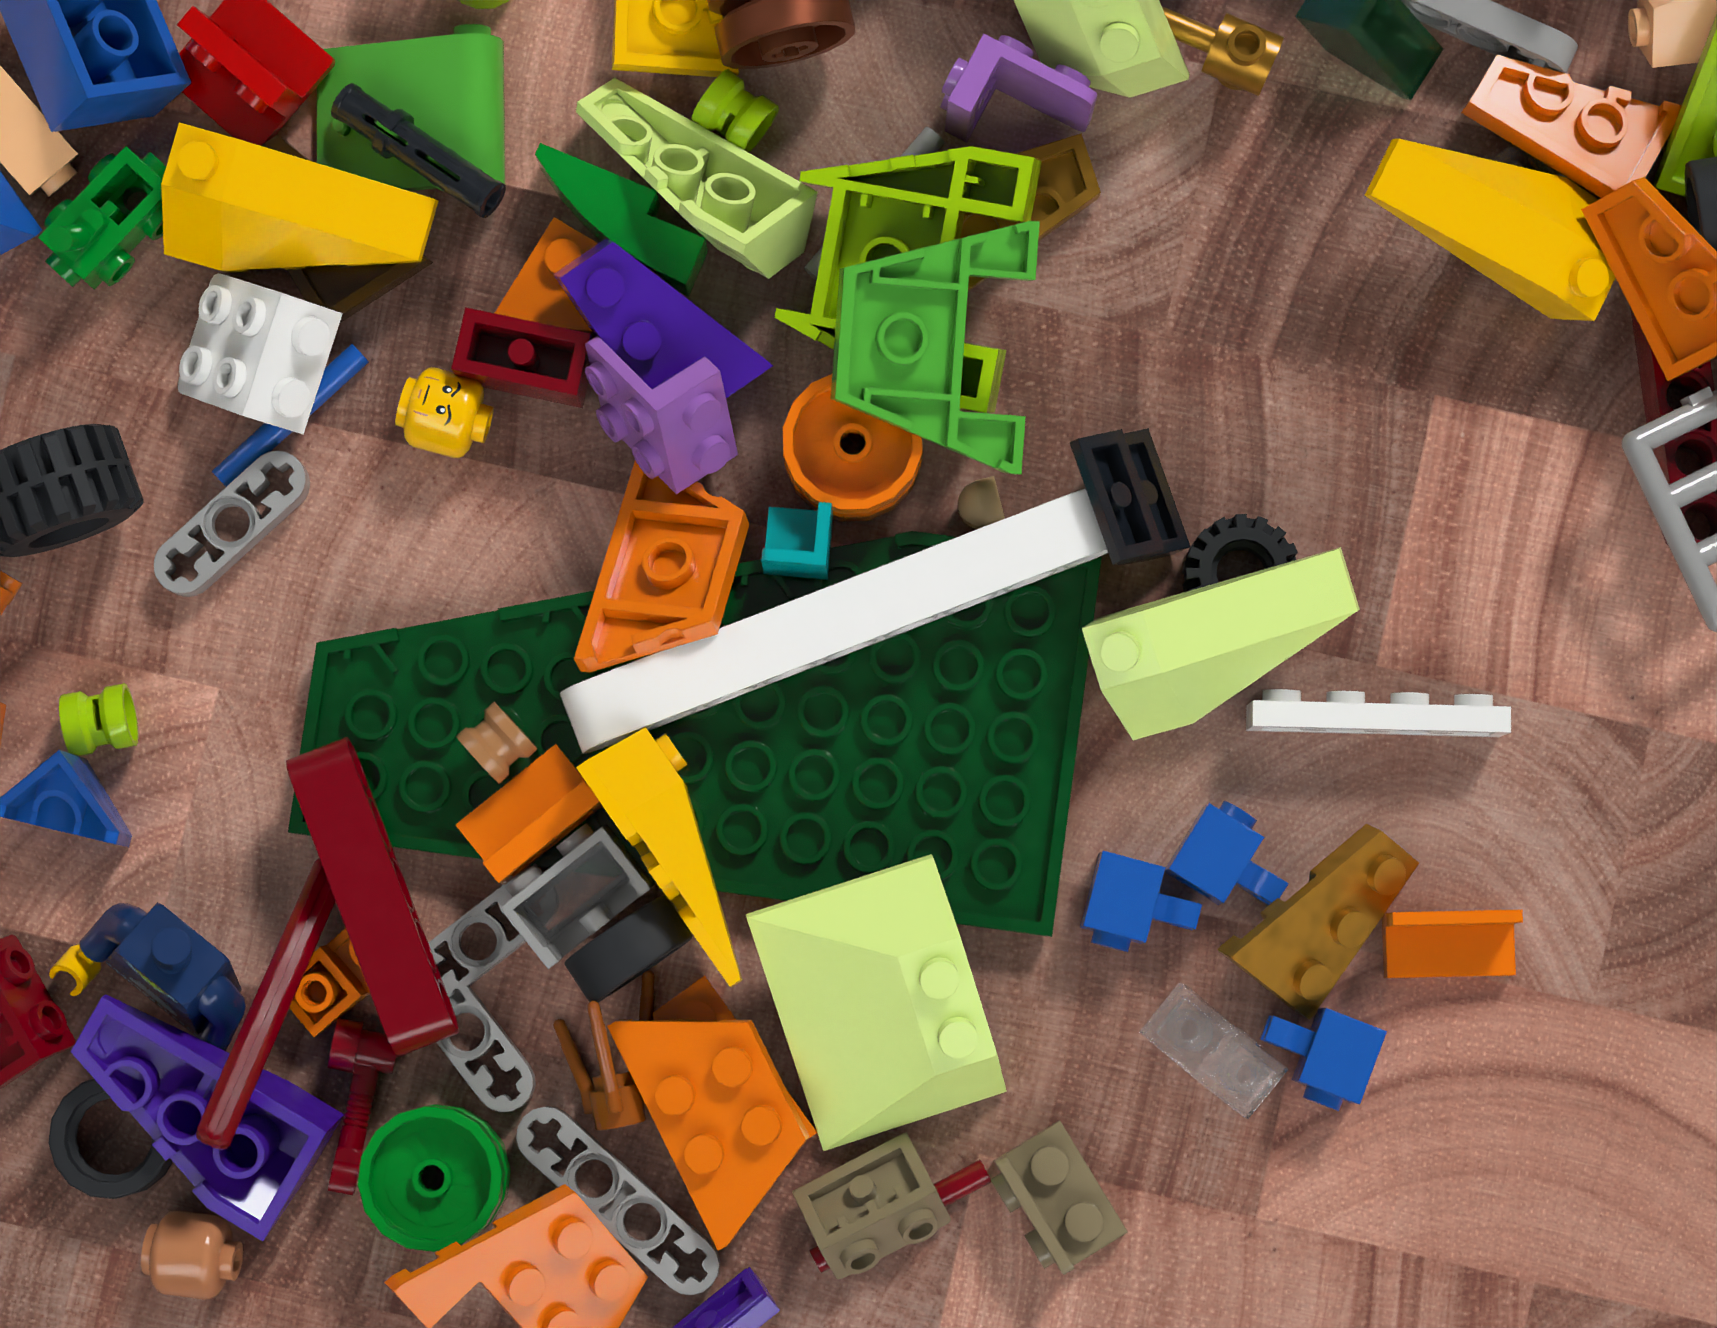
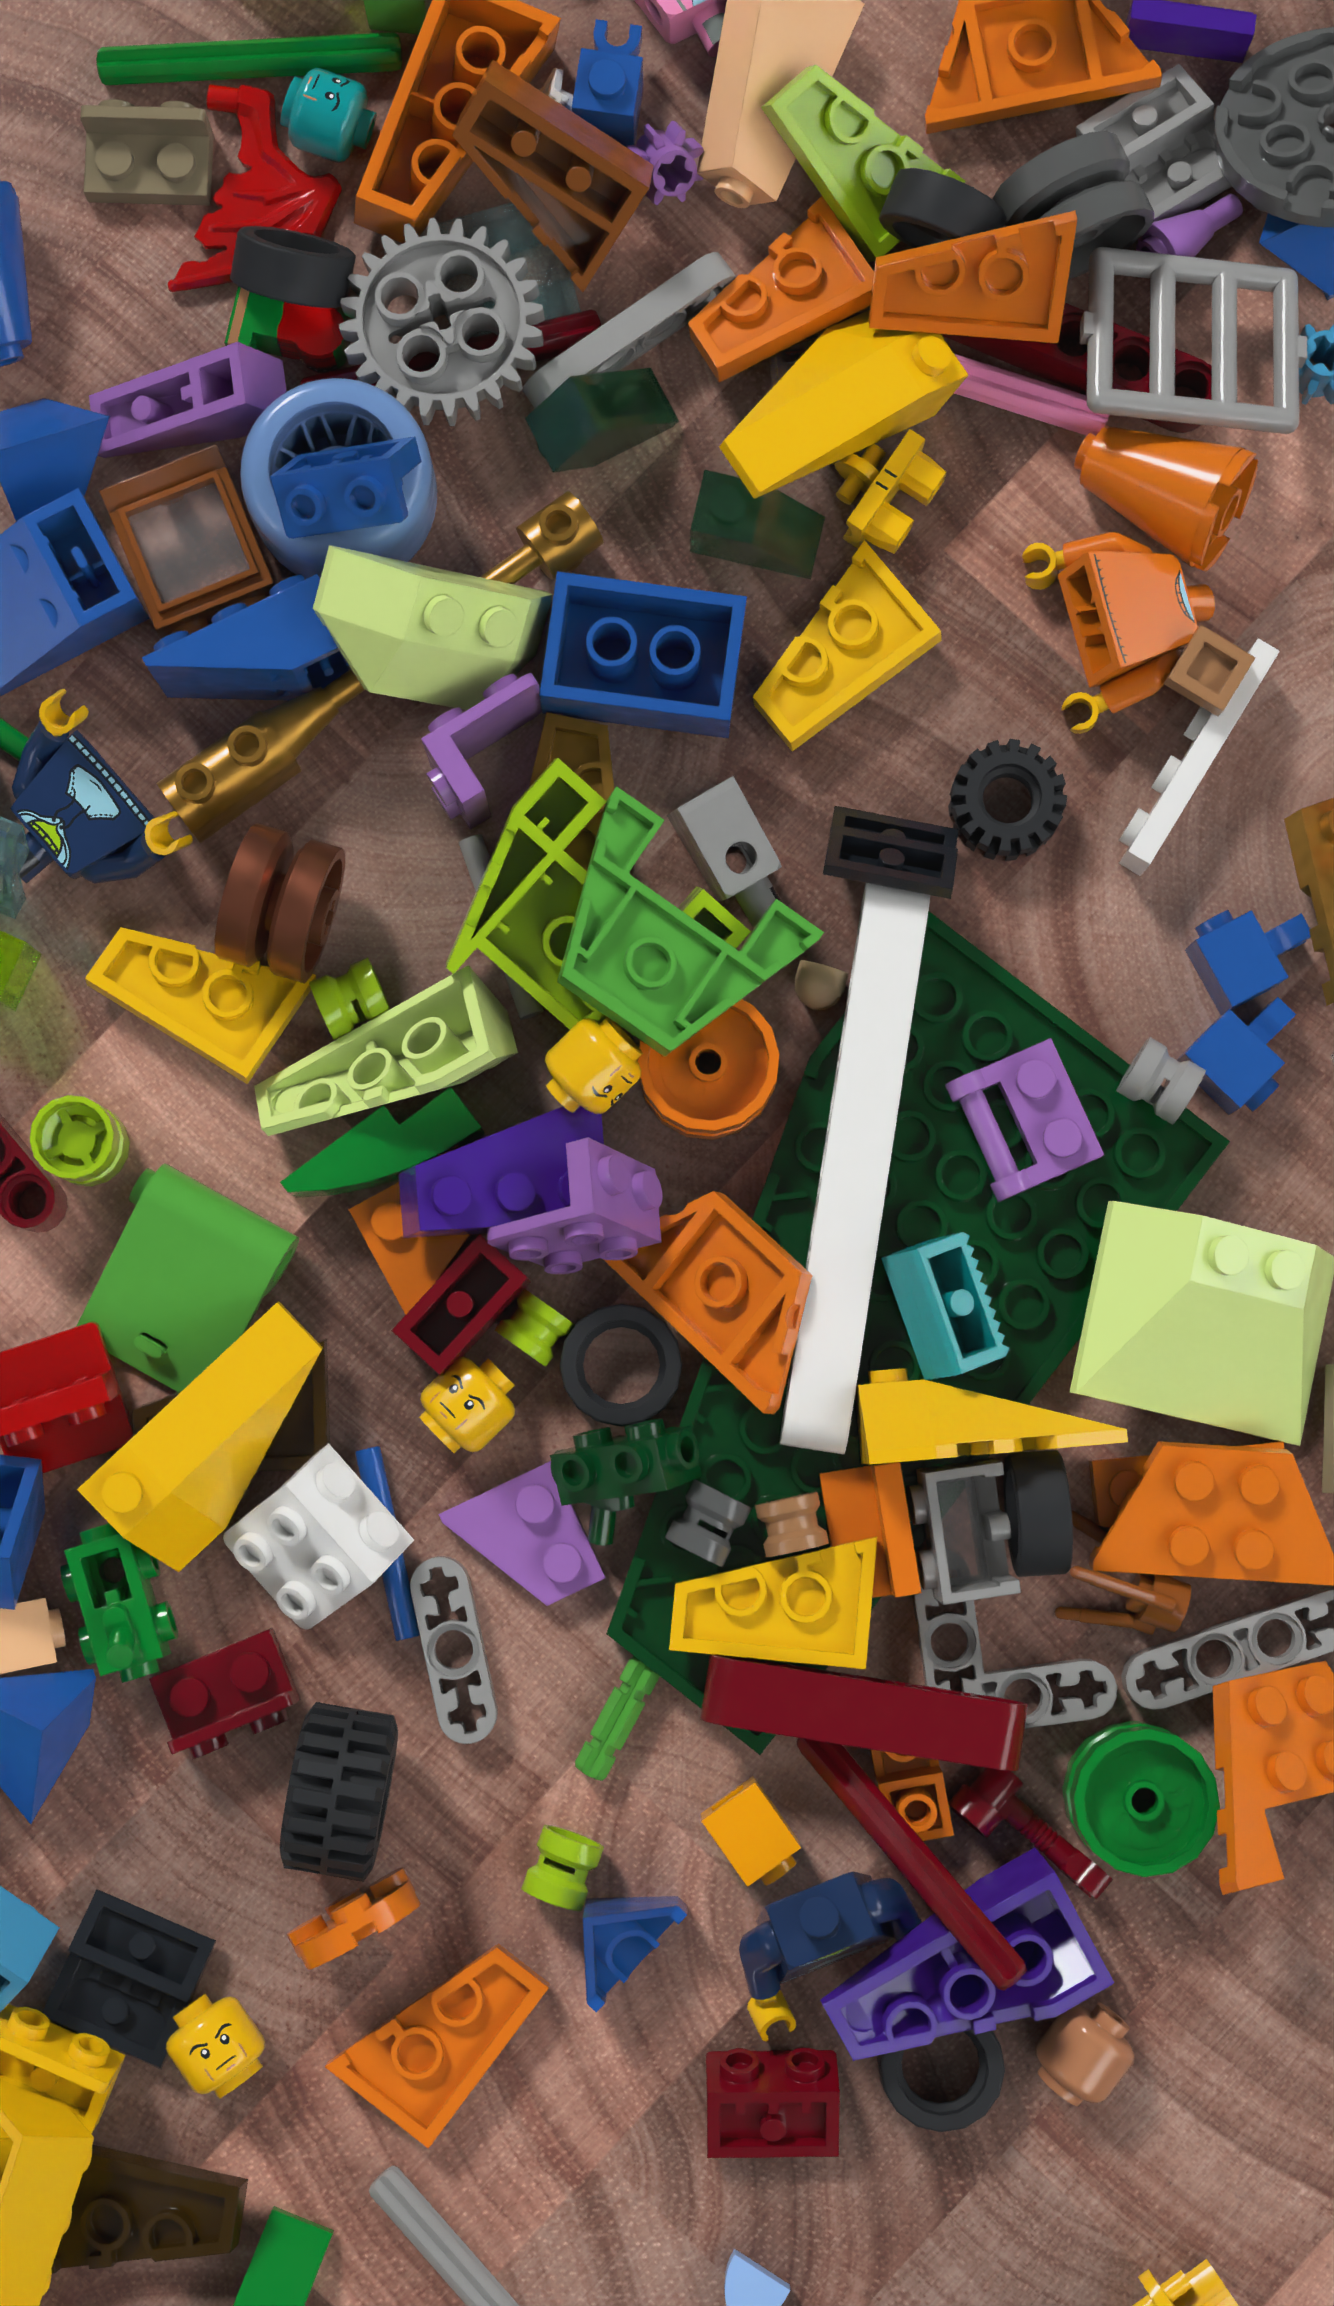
camera: 60 degrees left, 0 degrees up
(86, 351) = (225, 1692): none -> dark red bracket
(216, 862) = (752, 1833): none -> light orange brick
(249, 695) = (616, 1720): none -> bright green axle
(361, 114) = (159, 1325): black pin -> none
(366, 532) = (529, 1535): none -> medium lavender wing
(419, 777) = (782, 1609): none -> yellow wing
(457, 566) = (613, 1470): none -> dark green brick
(471, 666) = (714, 1509): none -> dark grey wheel
(522, 488) = (611, 1318): none -> black tyre
(543, 432) = (534, 1327): none -> lime wheel
(757, 764) = (945, 1306): none -> teal brick
(787, 343) = (593, 1066): none -> yellow head
(798, 542) = (765, 1158): teal panel -> none
(980, 759) = (1043, 1111): none -> medium lavender plate
(1063, 329) = (721, 821): none -> light grey torso
(1070, 828) = (1147, 1073): none -> light grey wheel
(1179, 185) = (642, 654): none -> blue brick
(1199, 648) = (1055, 868): yellowish green wedge -> none
(1293, 361) = (848, 650): none -> yellow wing
(1352, 227) = (758, 532): none -> clear green slope
(1453, 678) = (1209, 670): none -> medium nougat tile
(1465, 581) = (1125, 614): none -> orange torso
(1481, 316) = (905, 470): none -> yellow hips
(1602, 557) = (1170, 487): none -> orange cone
(1611, 380) = (1029, 397): none -> bright pink axle

